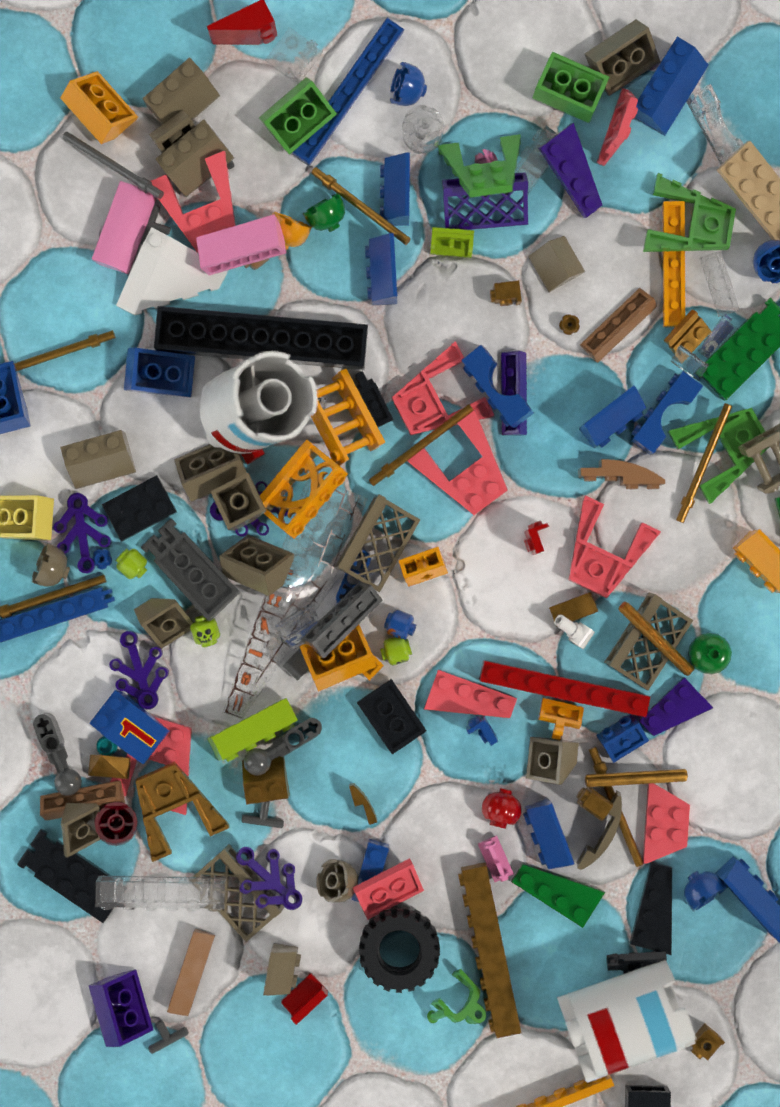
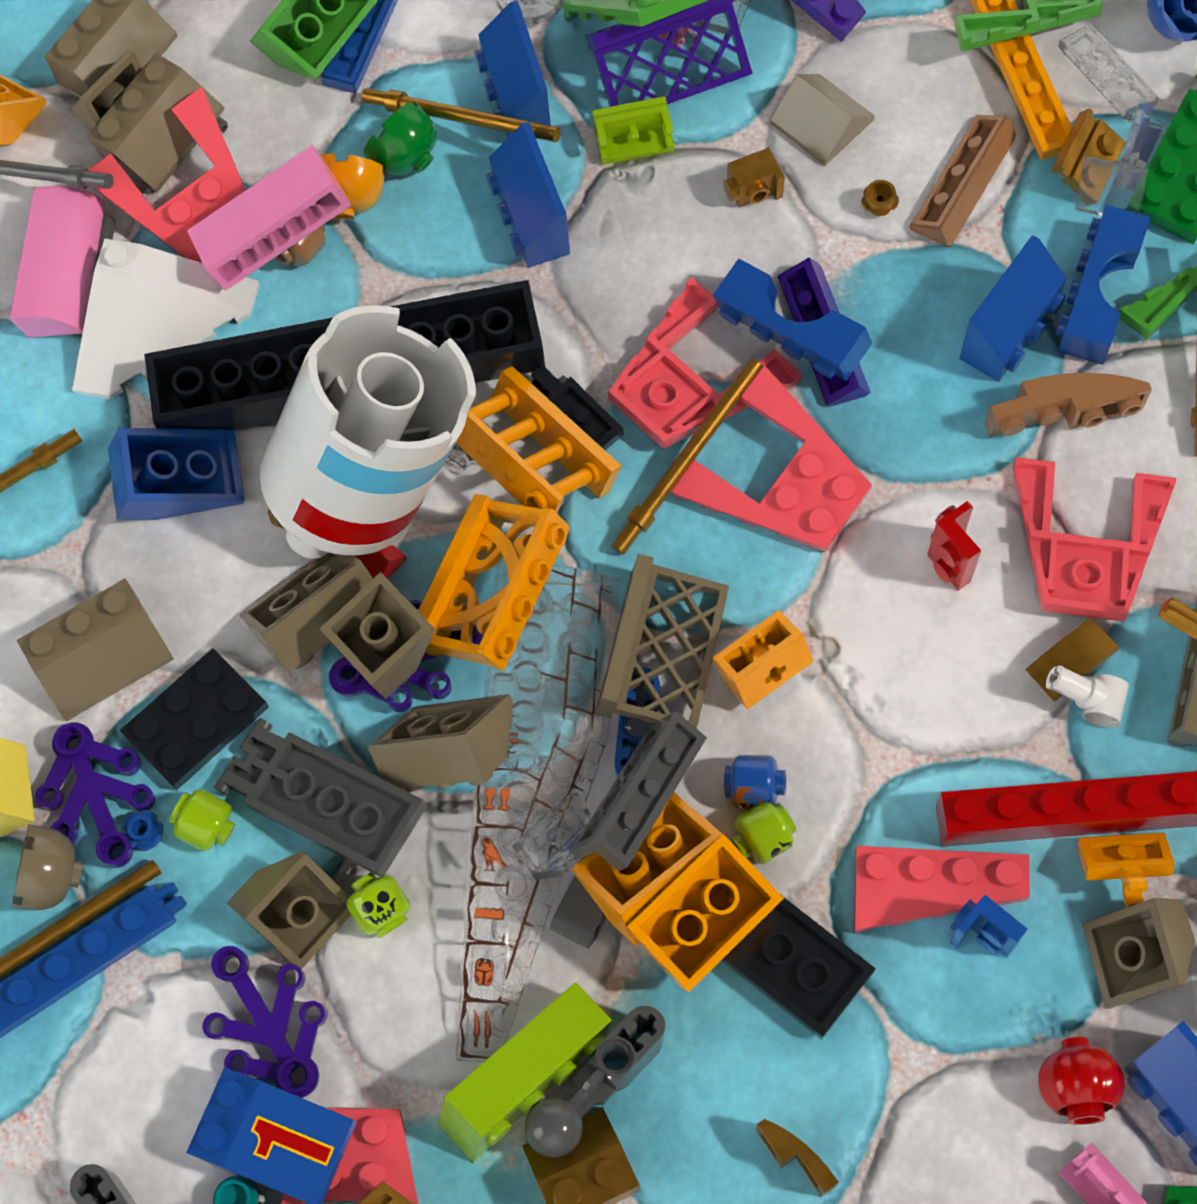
camera: 15 degrees left, 20 degrees down
(354, 688) = (704, 913): none -> light orange slope

